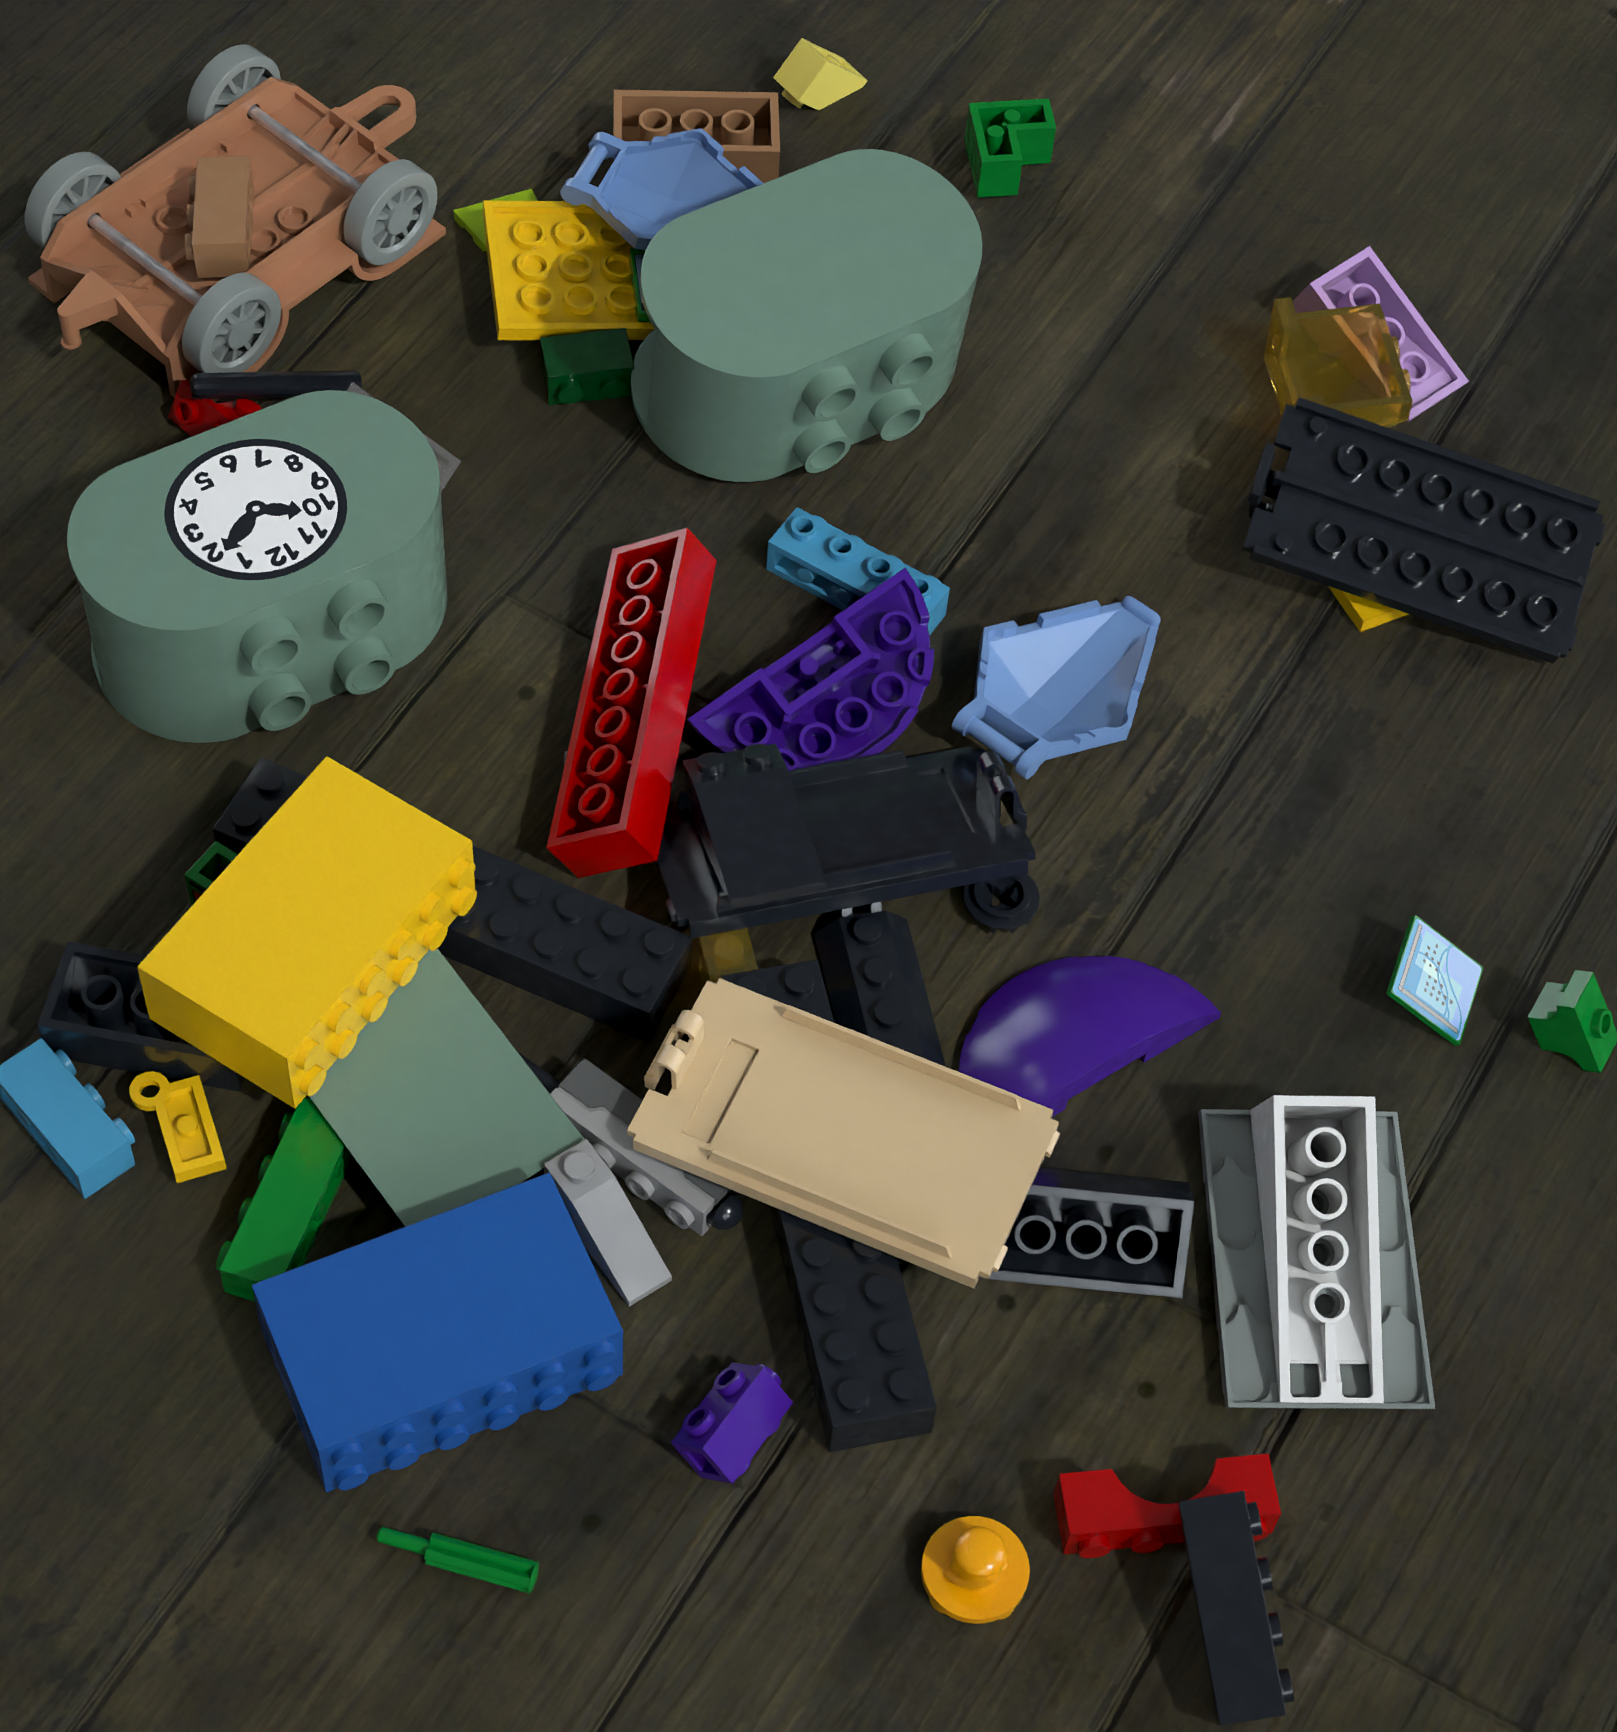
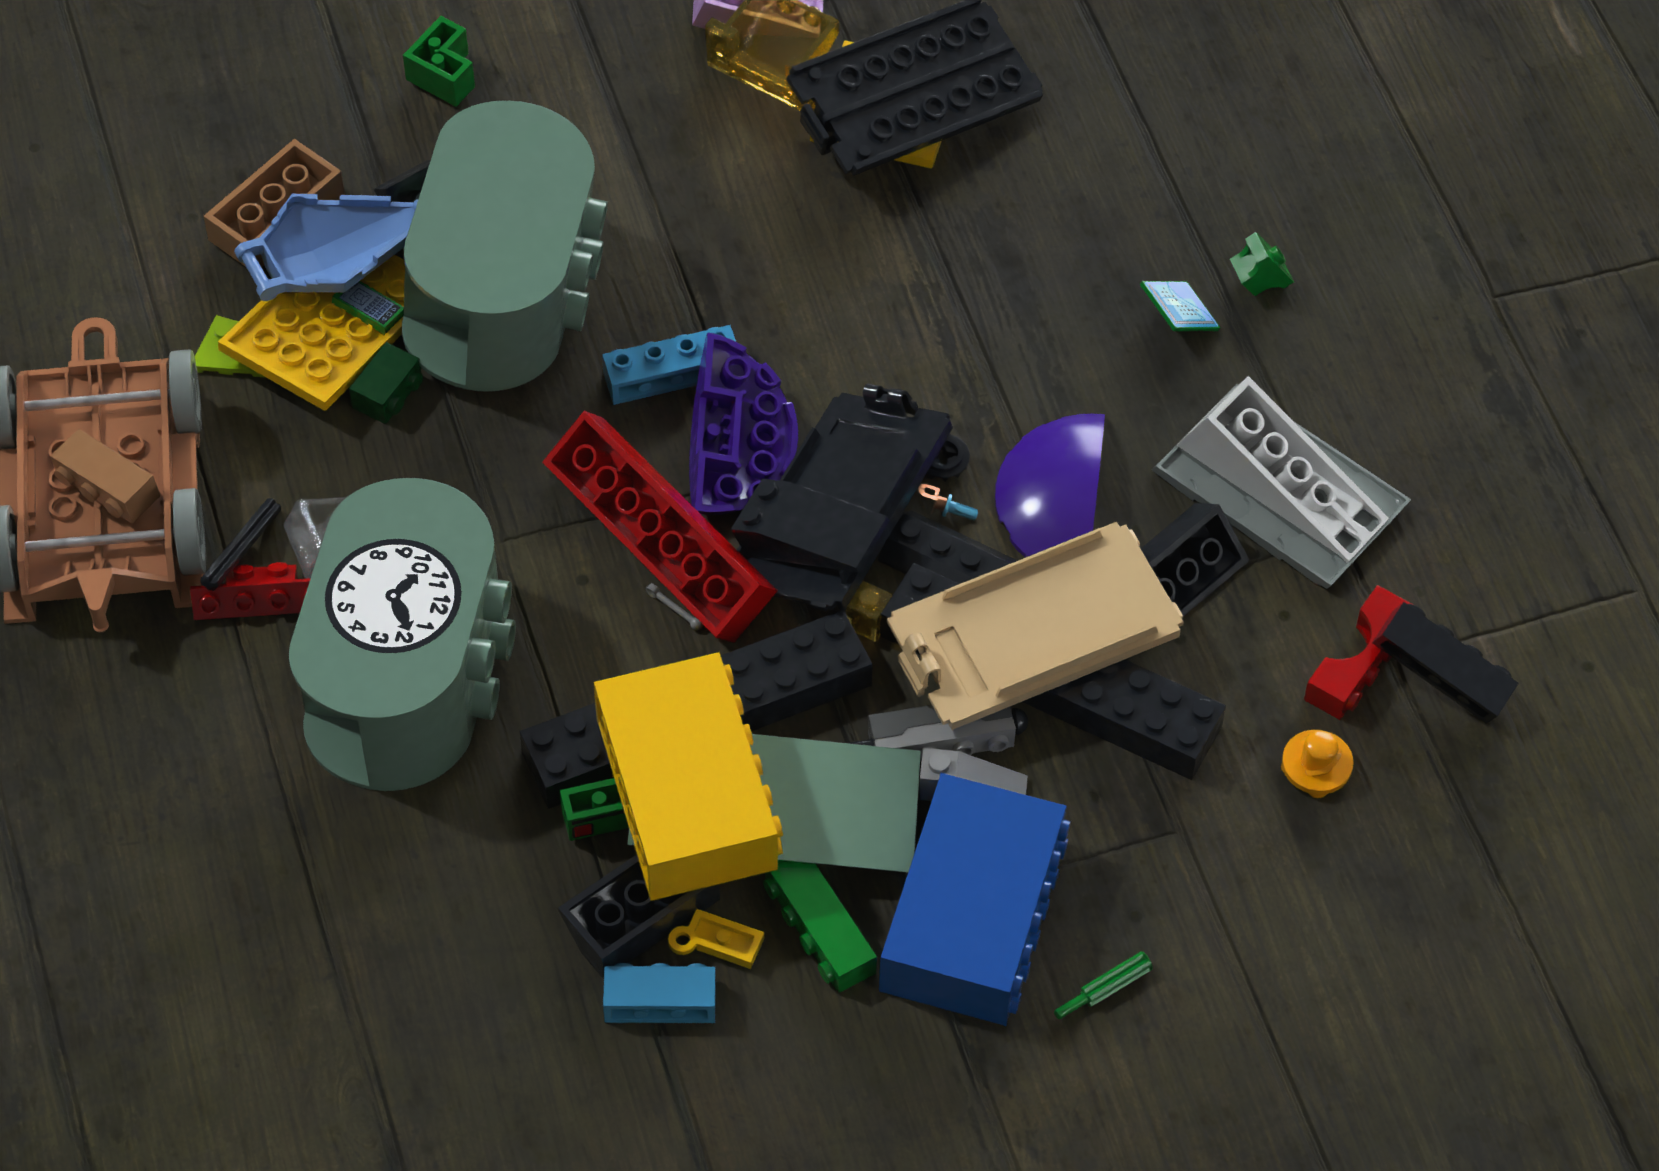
camera: 45 degrees left, 0 degrees up
(732, 1421) = (1144, 805): dark purple brick -> none
(816, 76) = (287, 114): light yellow slope -> none
(942, 943) = (946, 505): none -> piece
(1060, 681) = (839, 322): medium blue windscreen -> none

